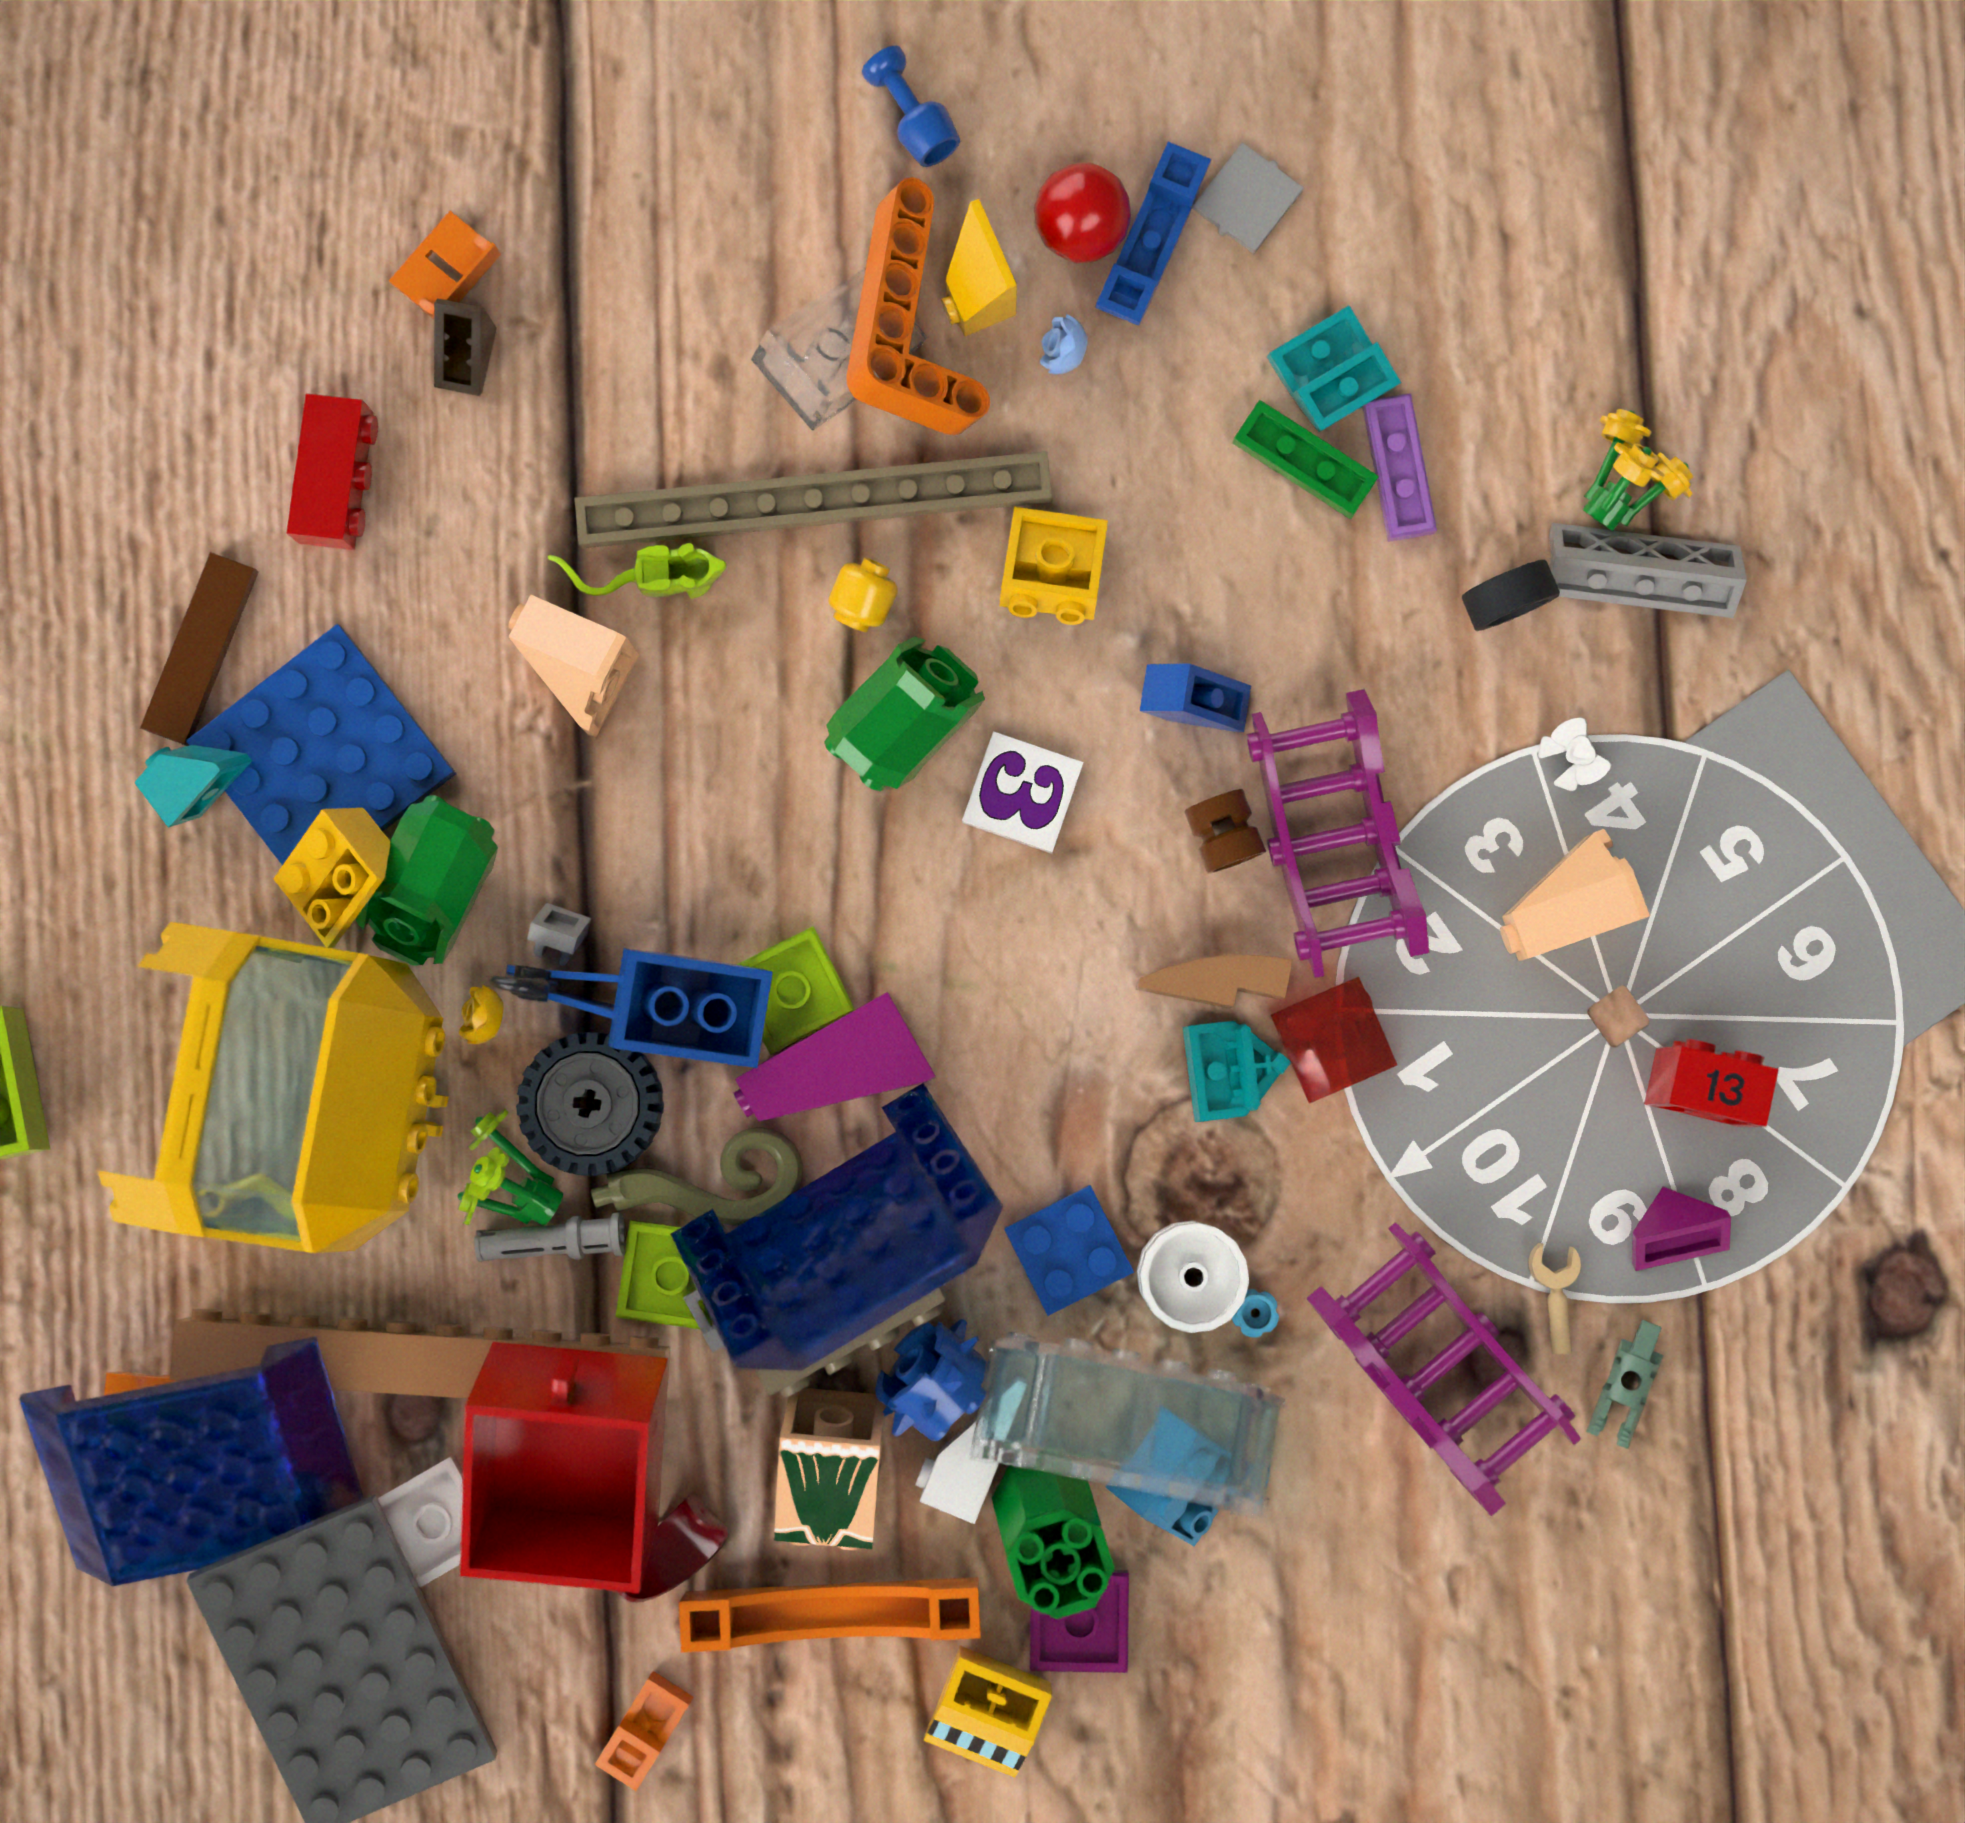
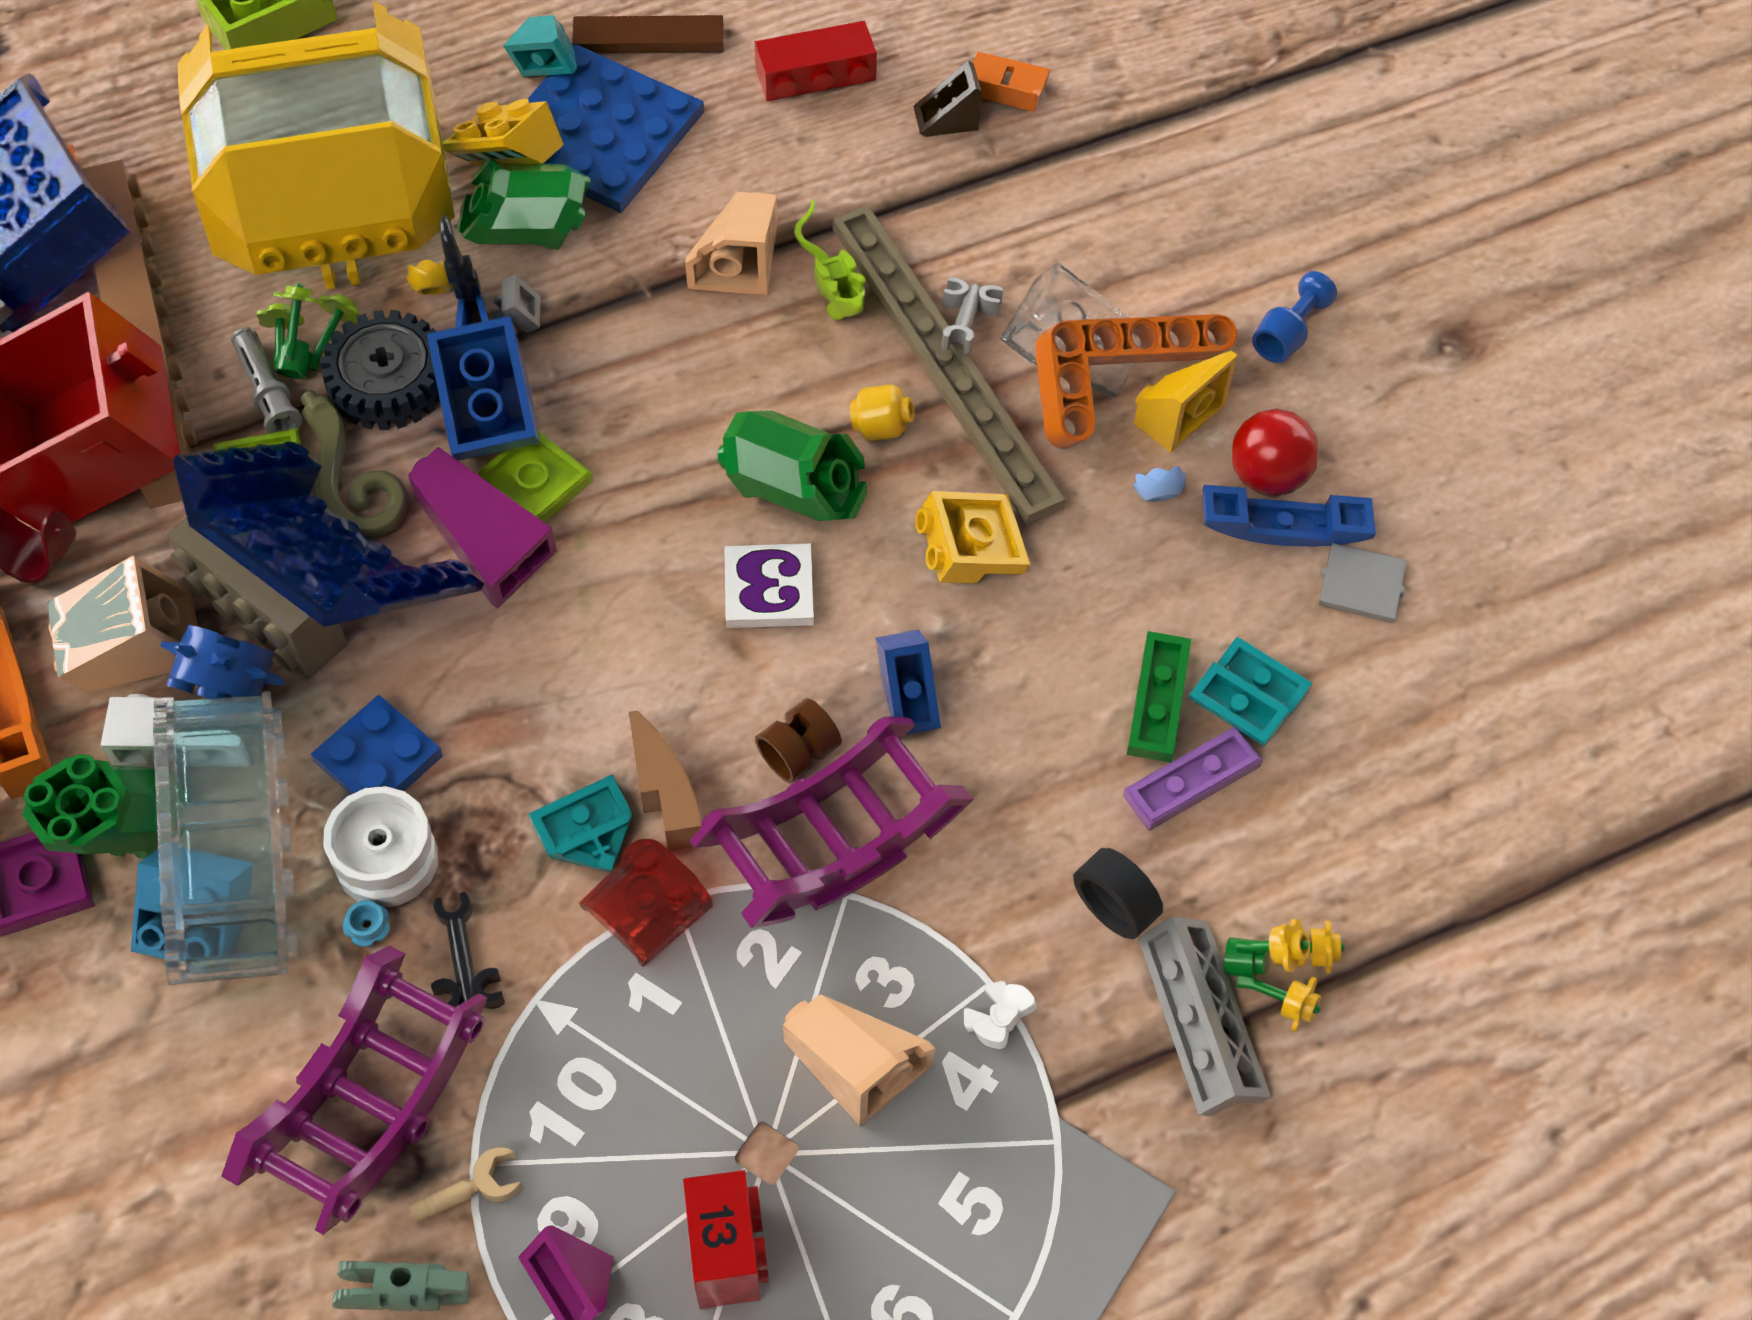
camera: 65 degrees right, 25 degrees down
(745, 434) = (969, 299): none -> light grey bar
(1359, 1237) = (466, 983): none -> black bar

